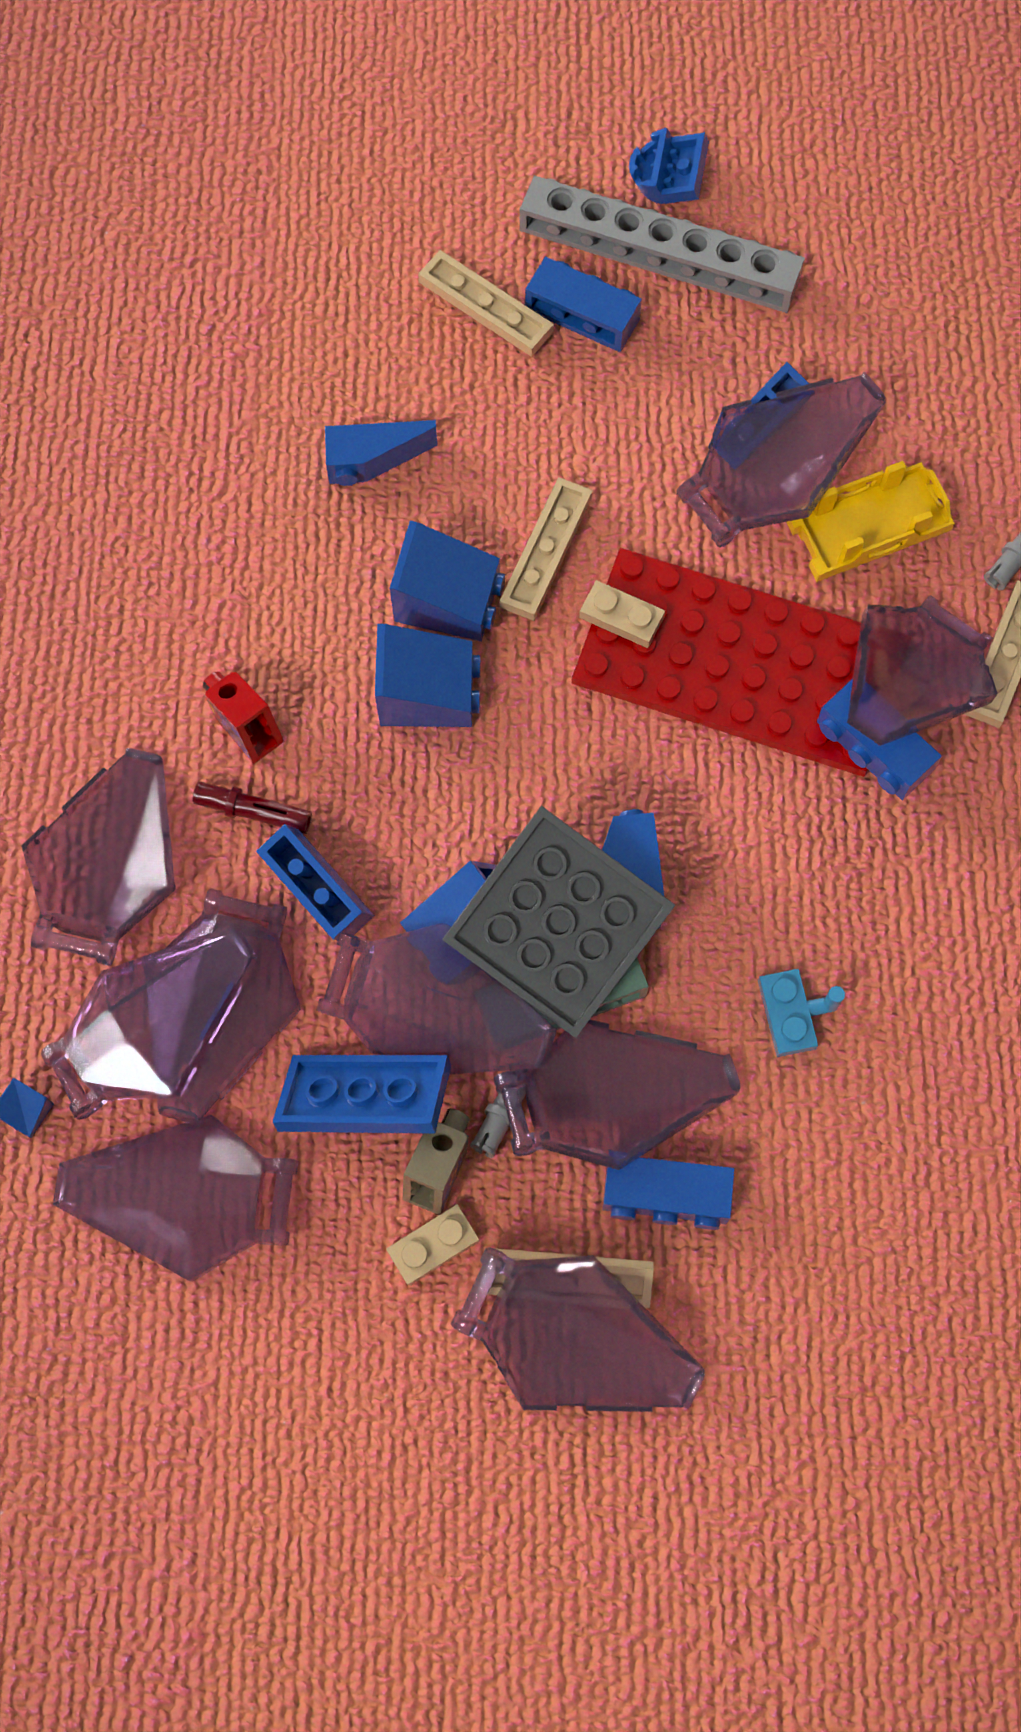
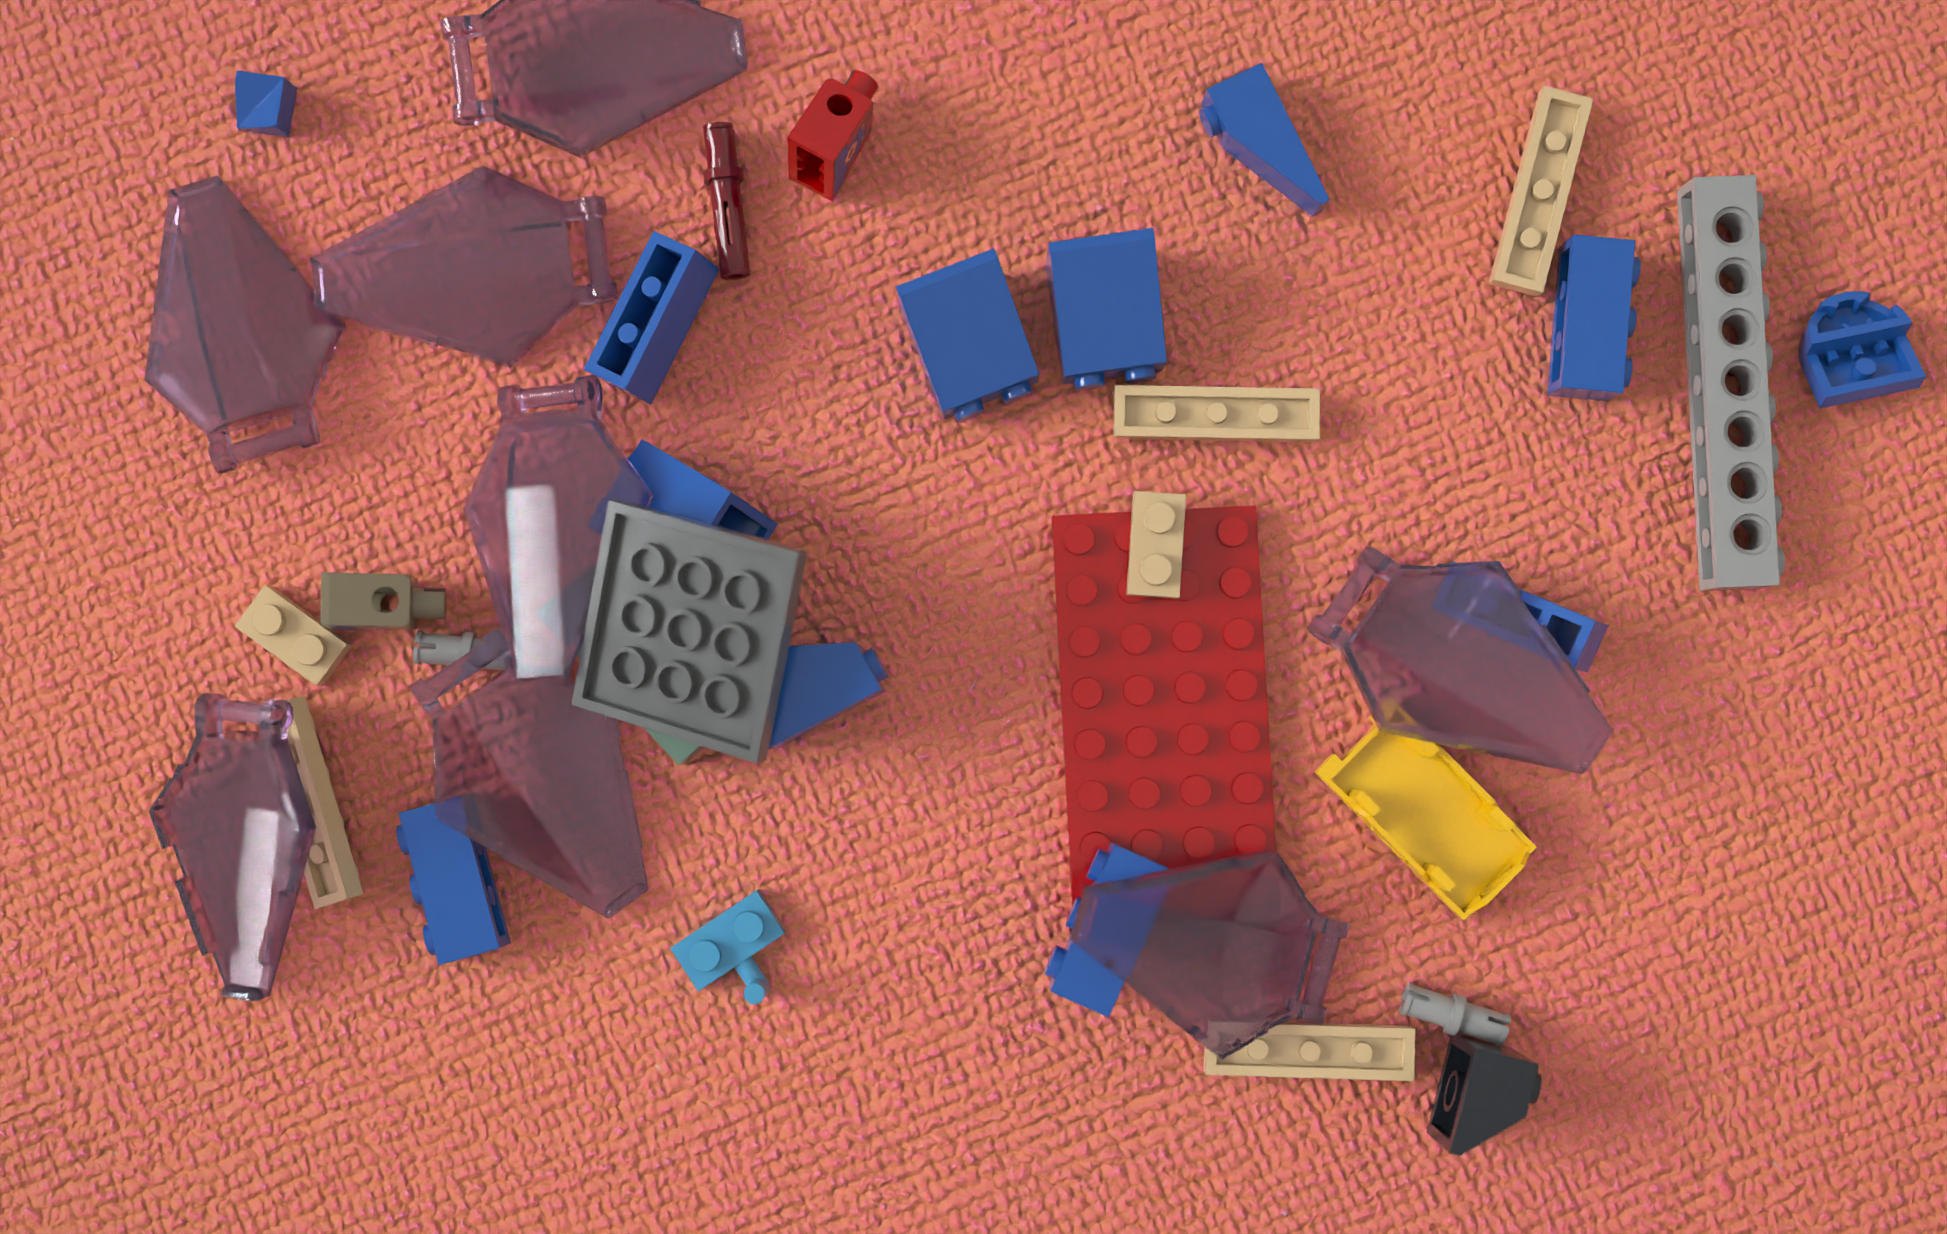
camera: 70 degrees right, 15 degrees up
(150, 1021) = (405, 201): clear purple windscreen -> none
(363, 1093) = (415, 485): blue plate -> none

